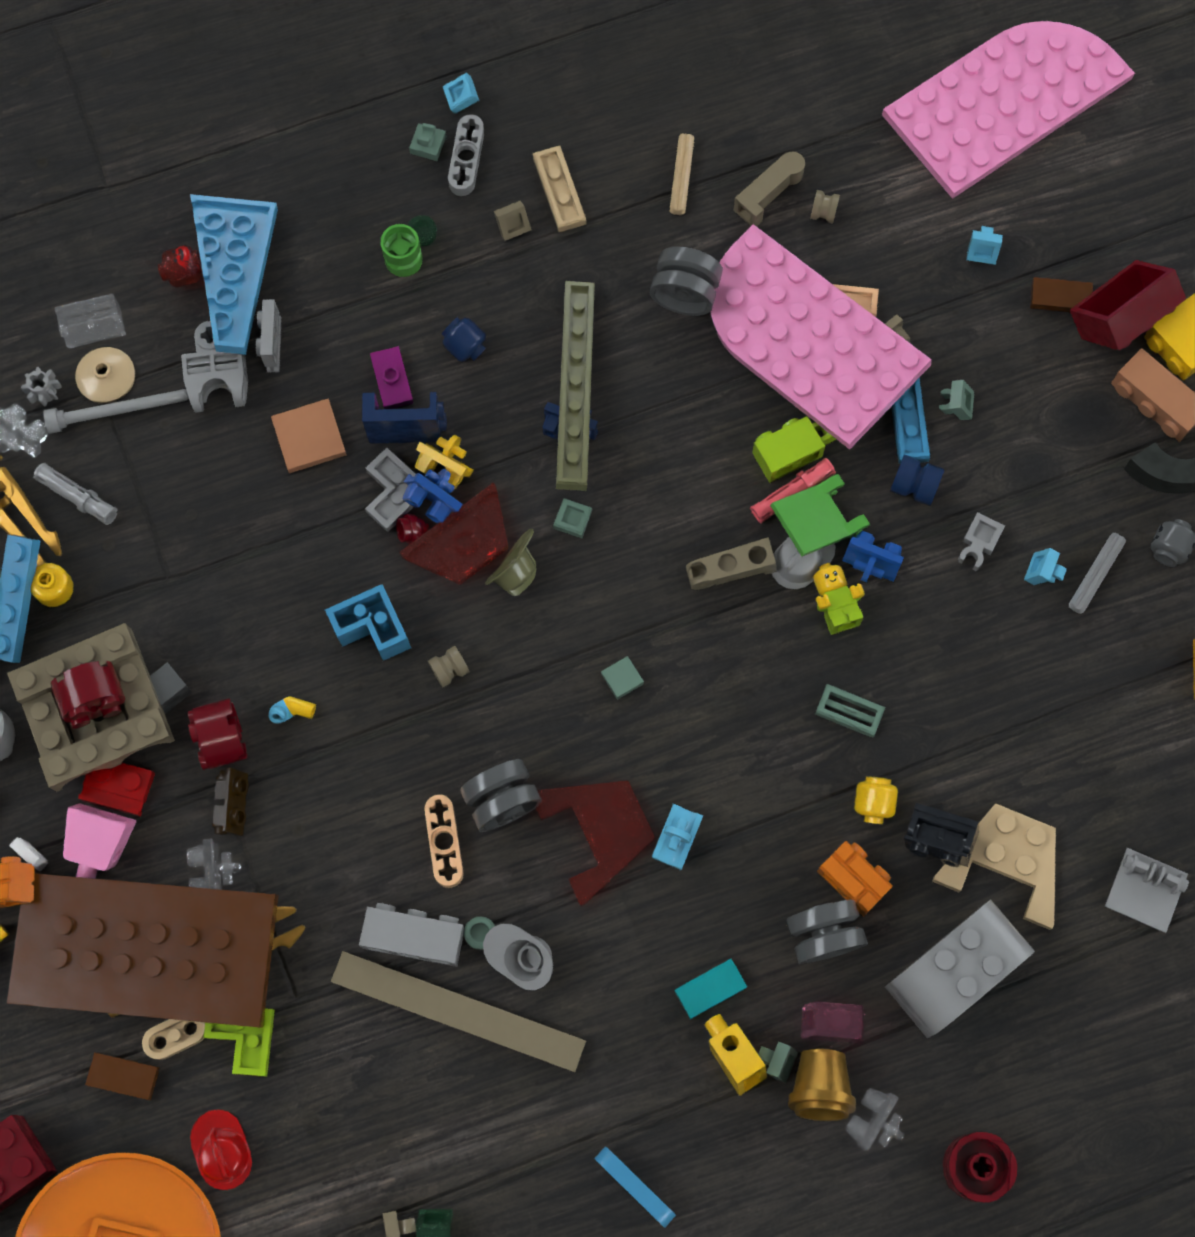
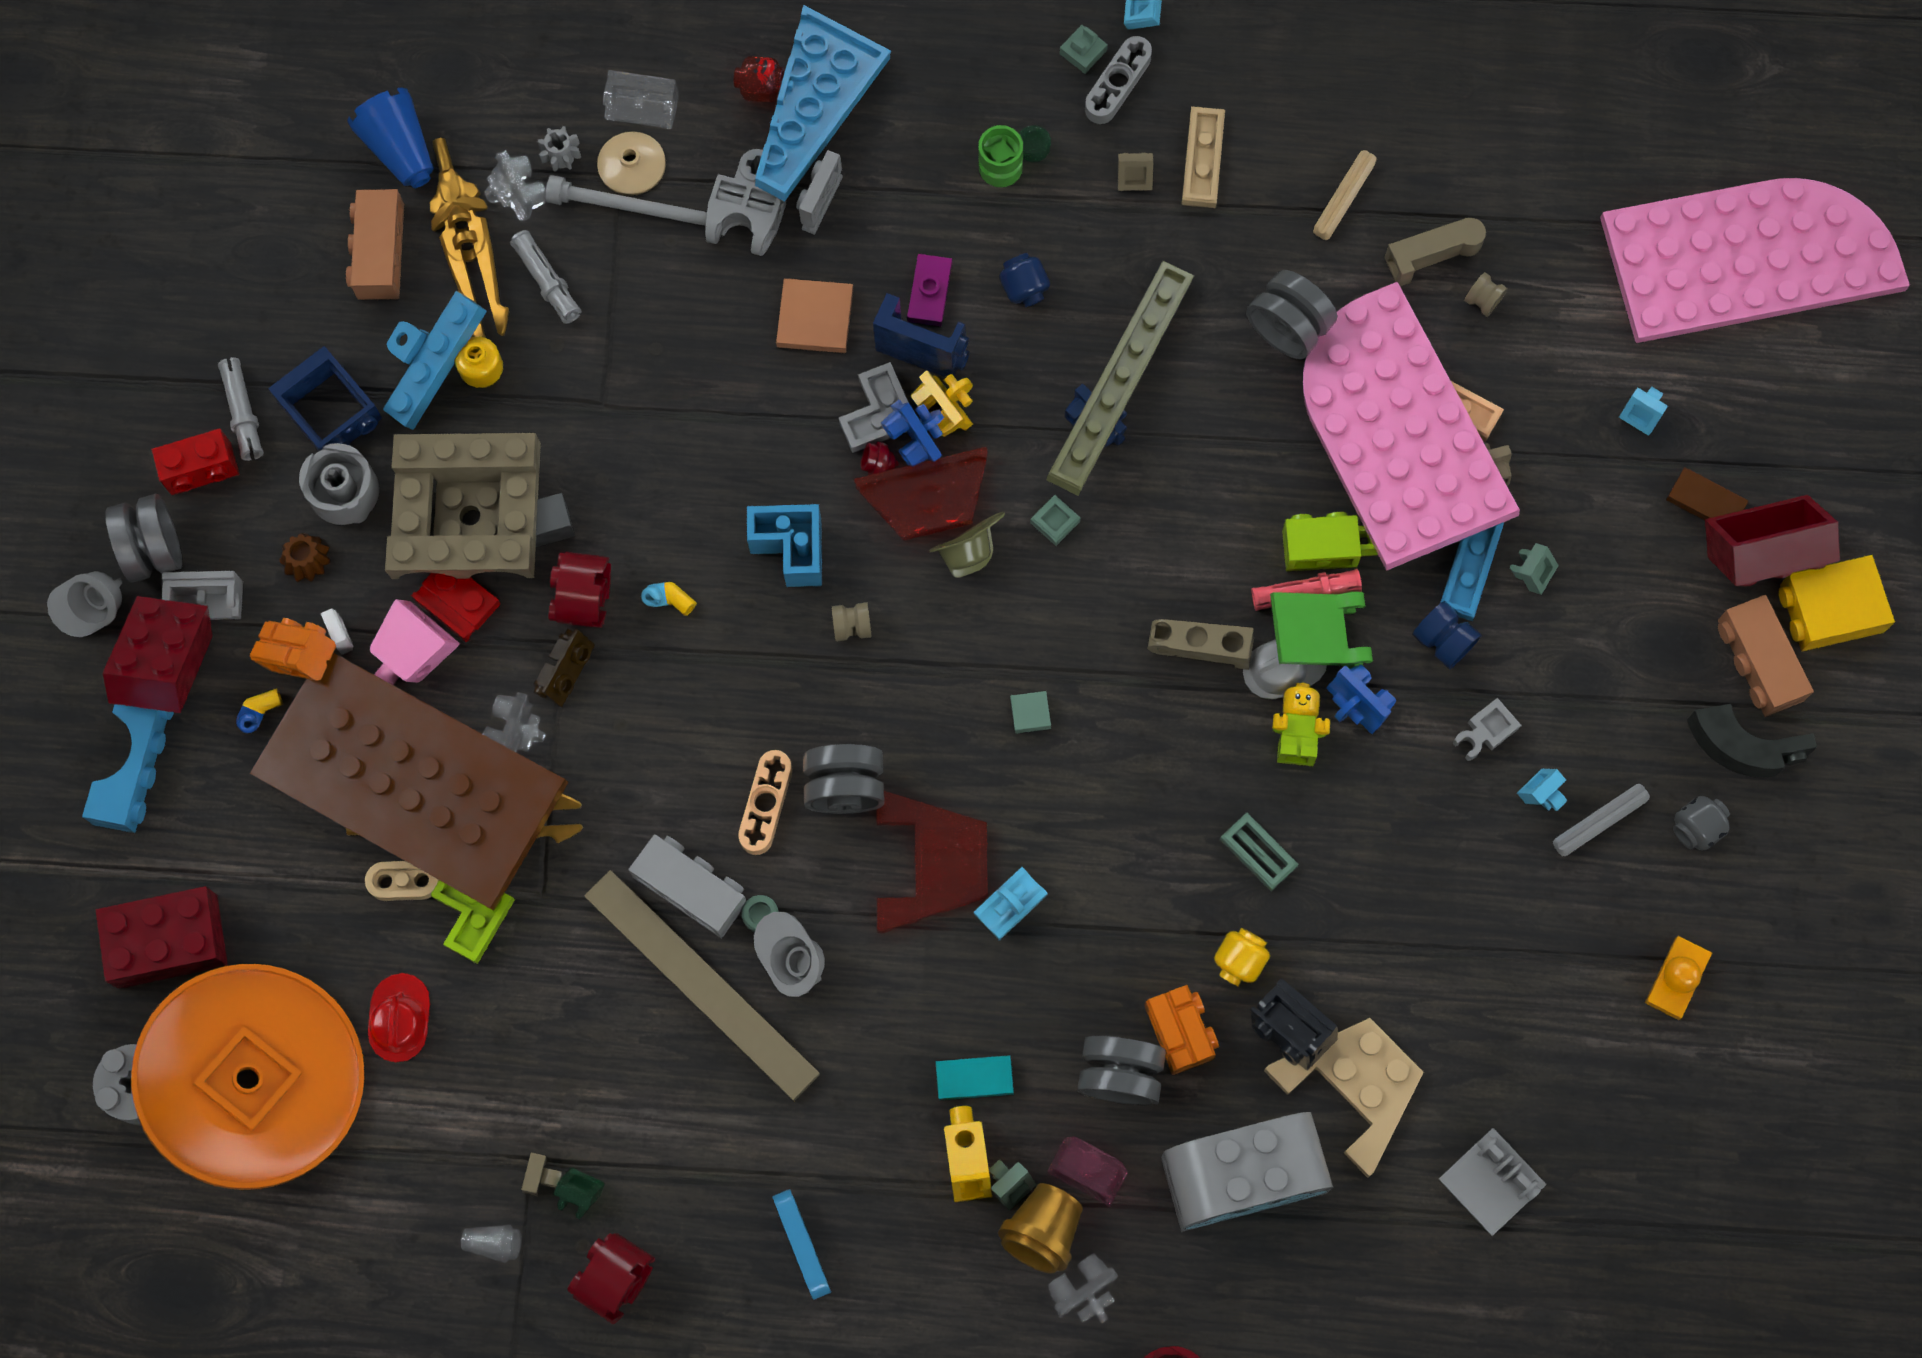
camera: 25 degrees right, 0 degrees up
(88, 693) = (466, 490): dark red brick -> none
(122, 1076) = (333, 899): reddish brown tile -> none

